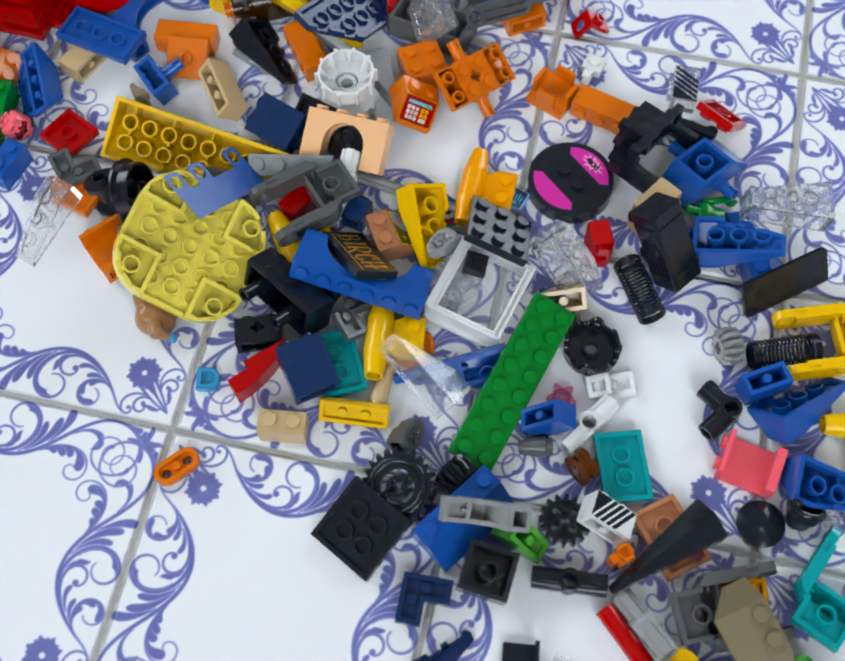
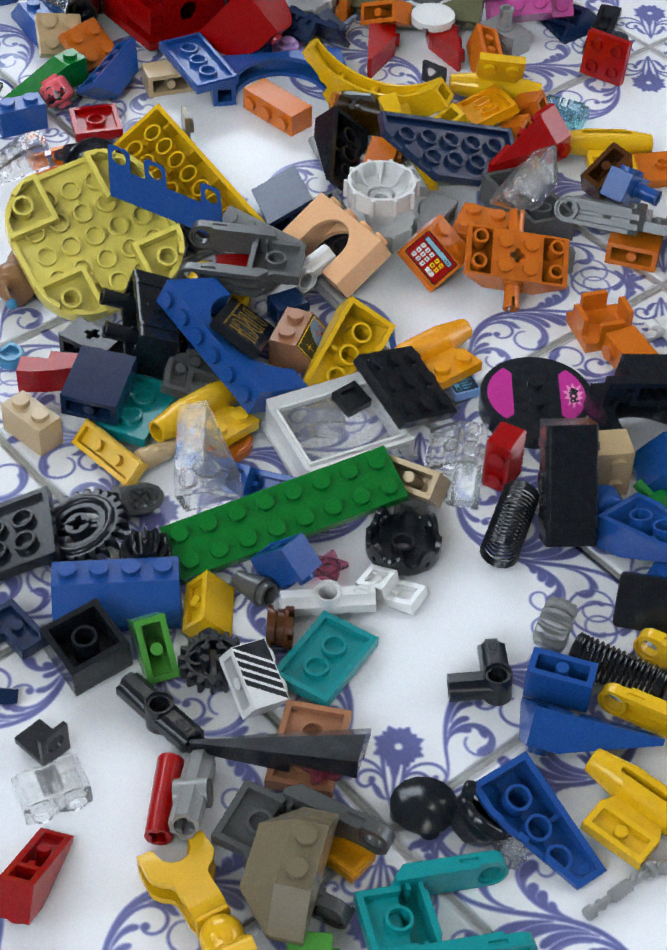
camera: 35 degrees right, 20 degrees down
(72, 172) = (61, 134): dark grey plate -> none
(158, 78) = (214, 118): blue brick -> none
(191, 53) = (259, 118): orange plate -> none
(222, 89) = (264, 154): tan brick -> none
(443, 243) = (335, 366): light grey rock -> none
(485, 512) = (130, 583): light grey arch -> none
(521, 481) = (208, 604): none -> yellow panel
(621, 557) = (234, 721): orange plate -> none
(749, 466) = (463, 741): coral panel -> none

